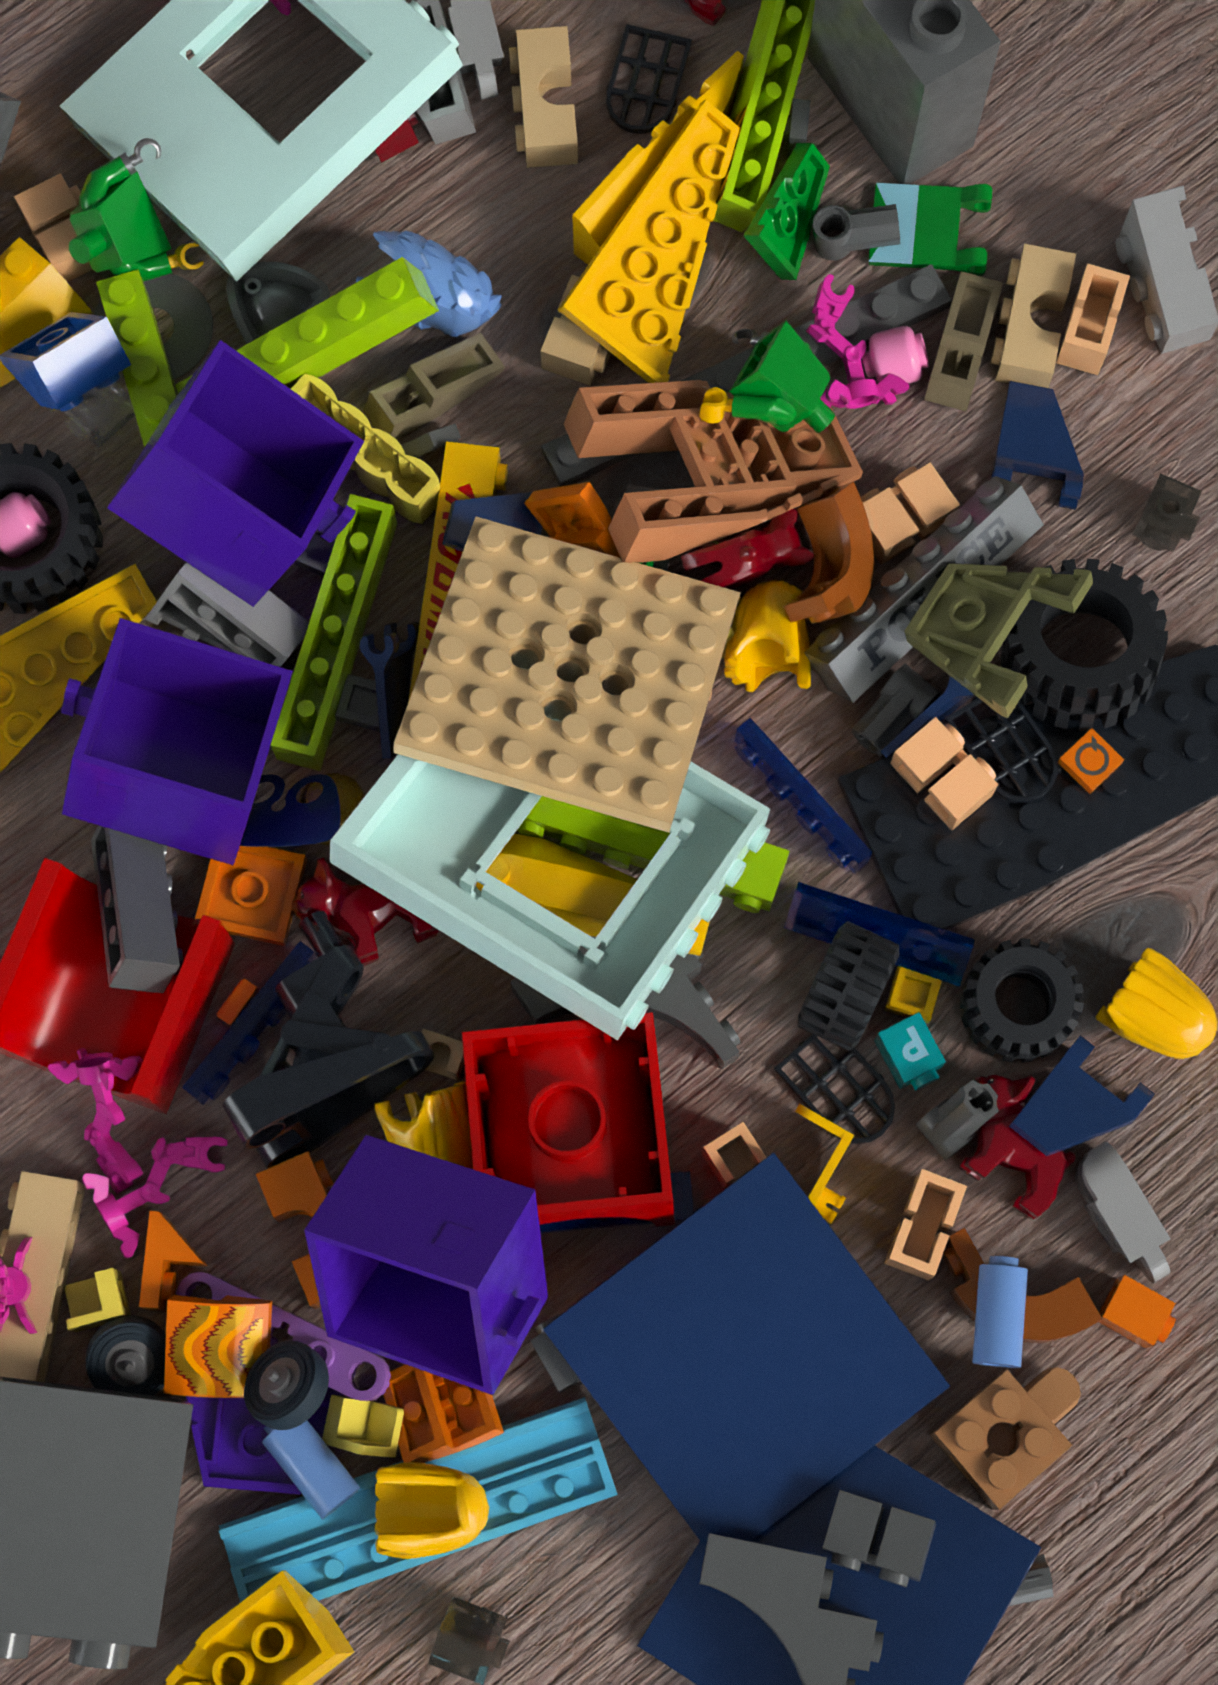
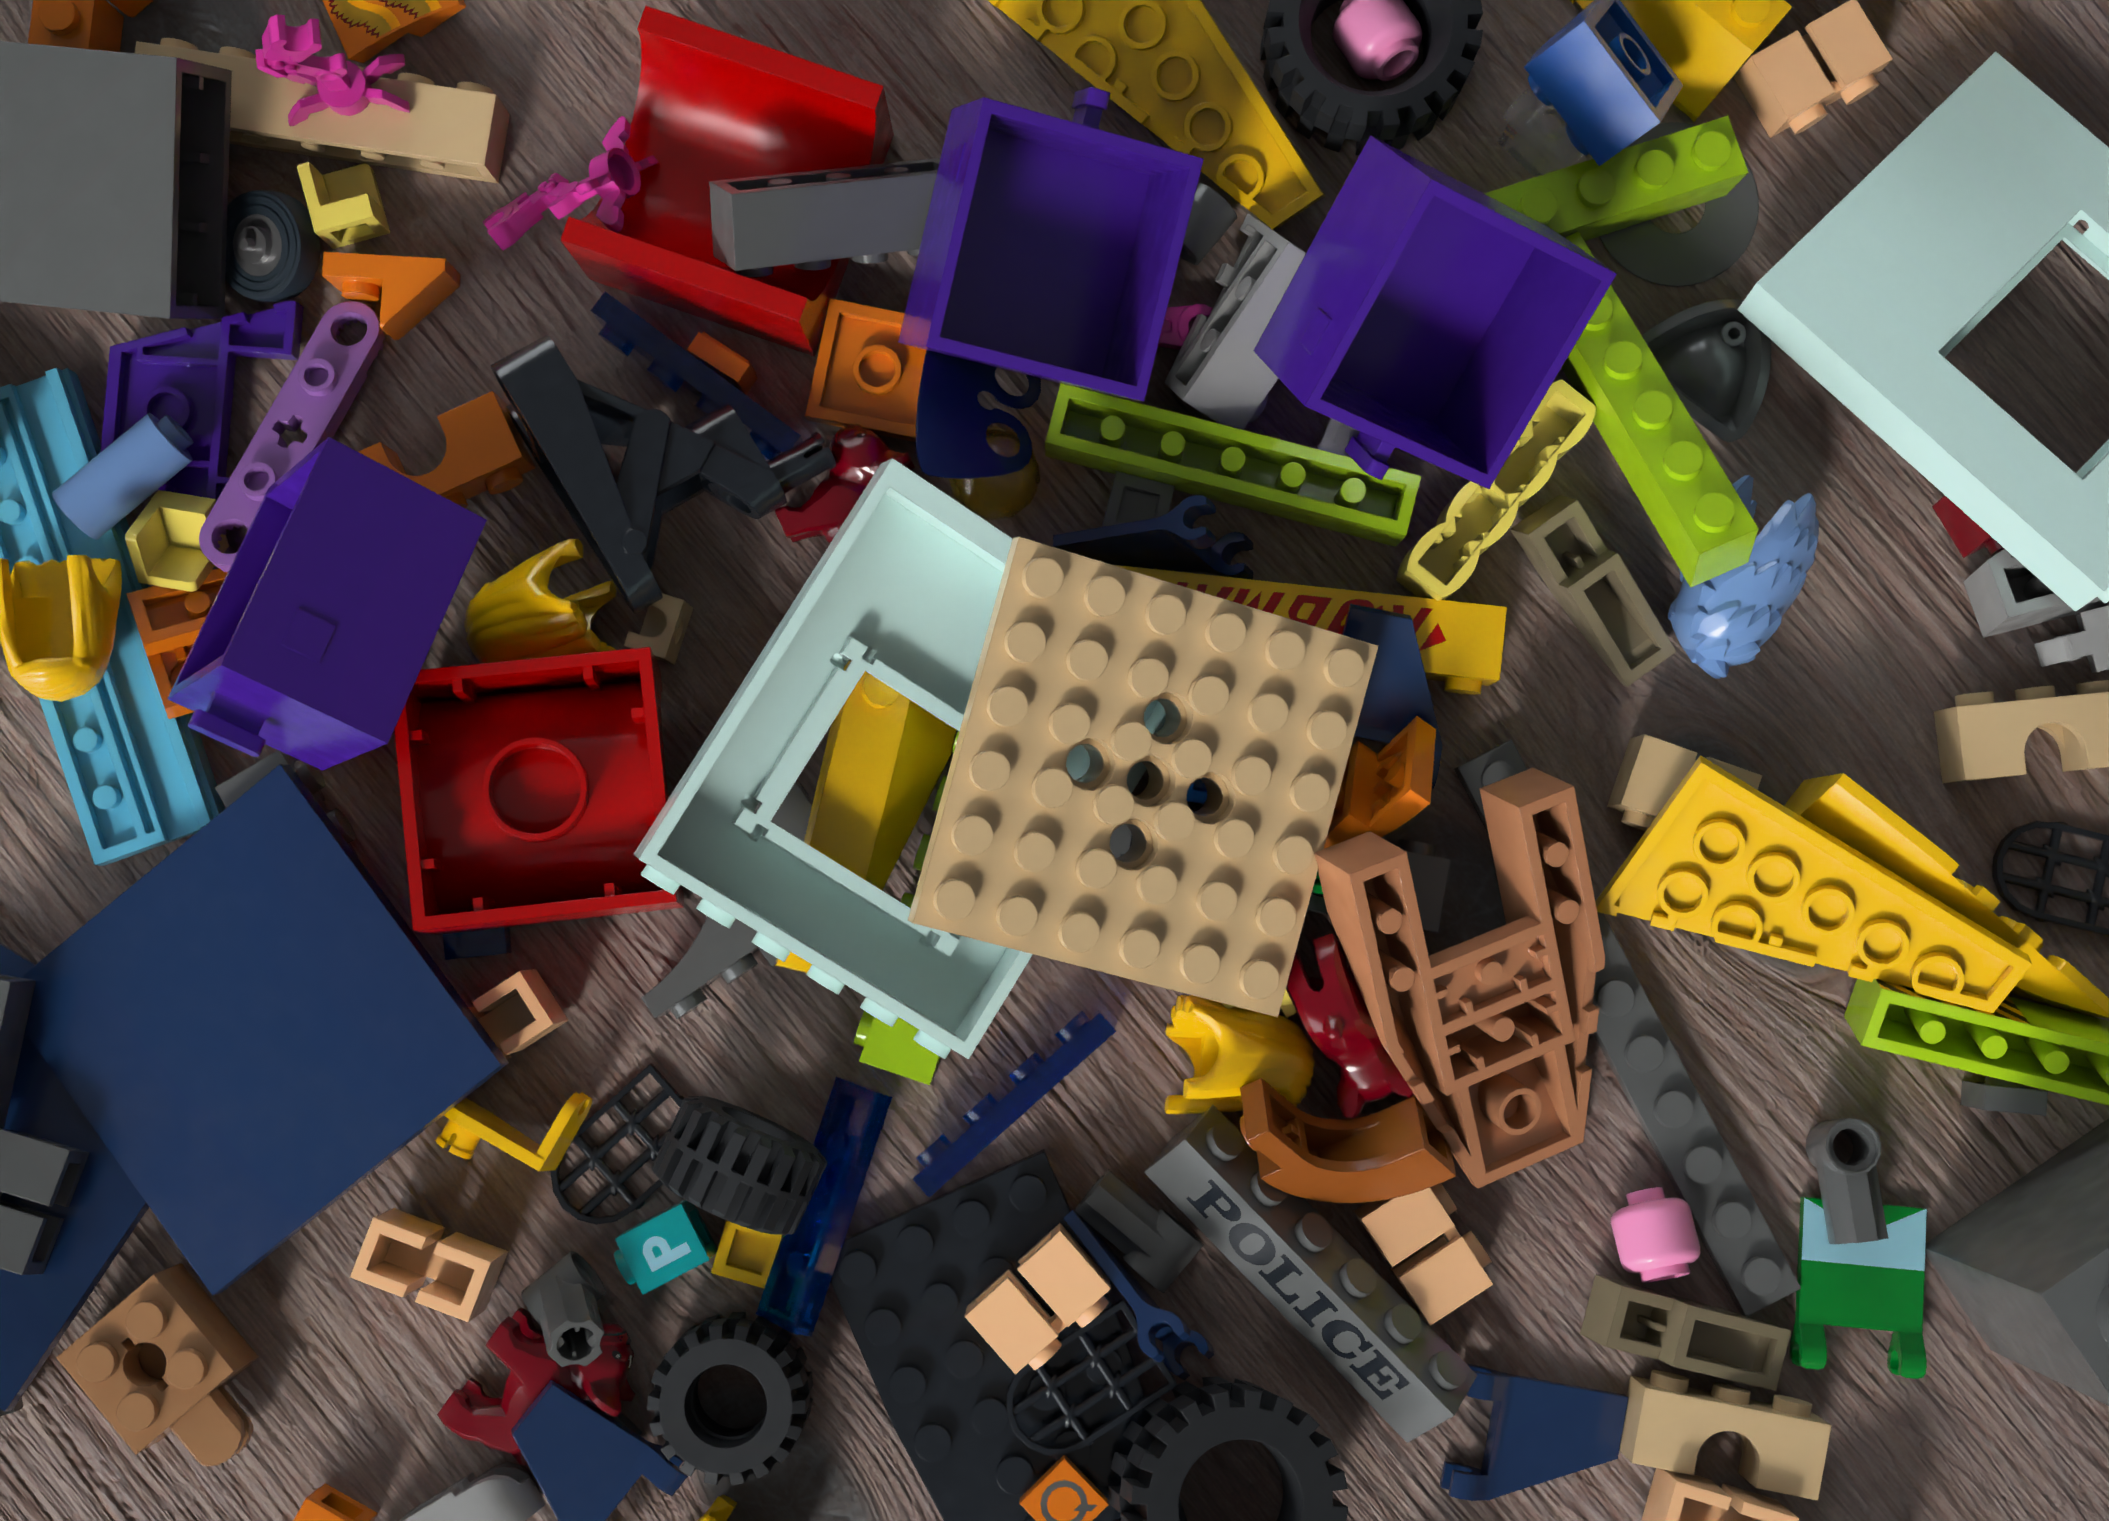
camera: 90 degrees right, 10 degrees up
(119, 225) = (1814, 141): green torso -> none
(188, 1153) = (453, 216): dark pink piece -> none
(214, 1344) = (270, 353): slope -> none
(286, 1385) = (208, 438): black wheel -> none
(431, 441) = (1512, 587): dark grey tile -> none
(776, 384) = (1598, 1068): green torso -> none
(787, 213) = (1870, 1083): green wing -> none
(858, 391) = (1719, 1140): dark pink piece -> none
(972, 616) = (1250, 1342): olive wing -> none
(1000, 1313) = (297, 1363): medium blue brick -> none
(1046, 1315) = (314, 1401): dark orange arch -> none

